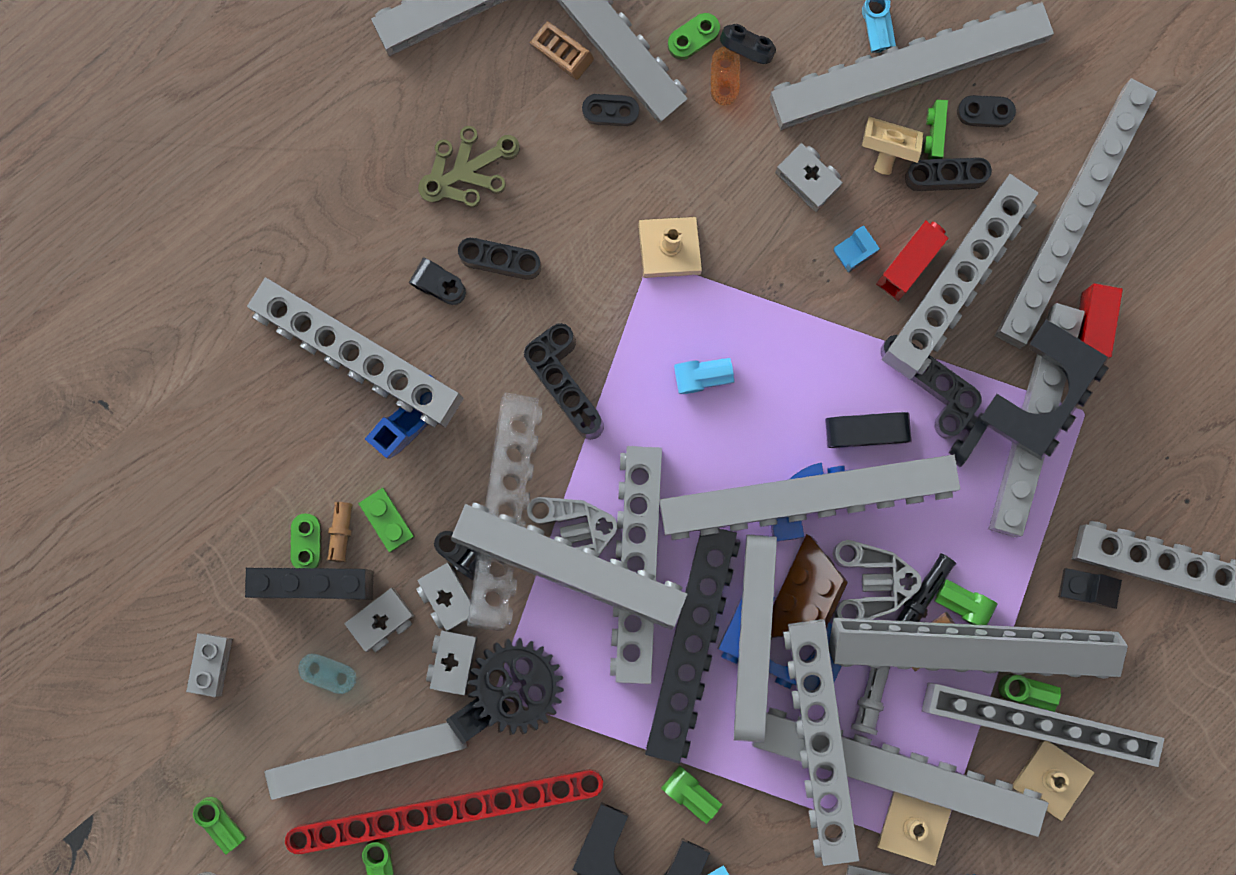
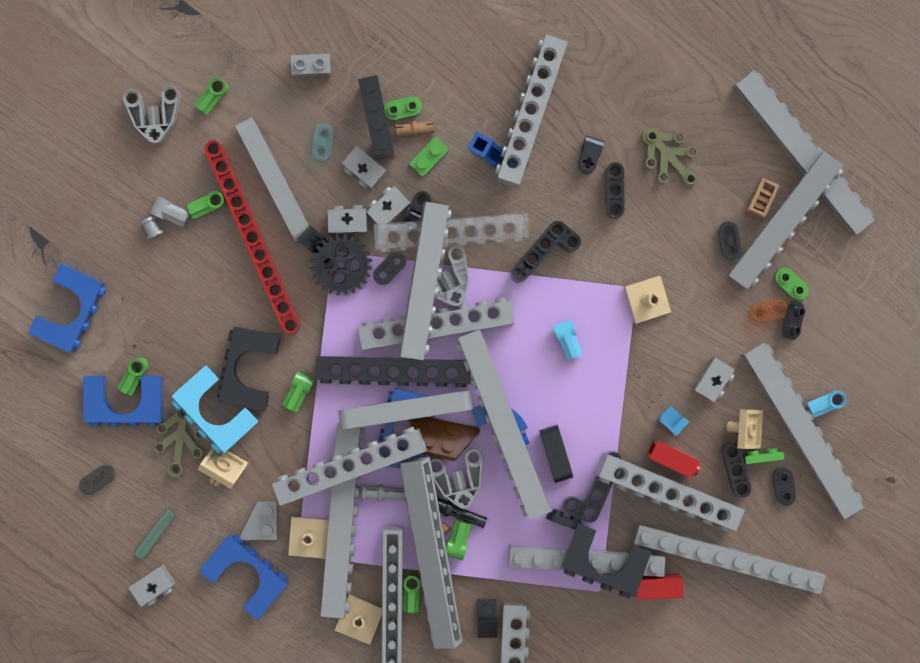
camera: 75 degrees right, 5 degrees up
(538, 615) = (388, 267): none -> black plate

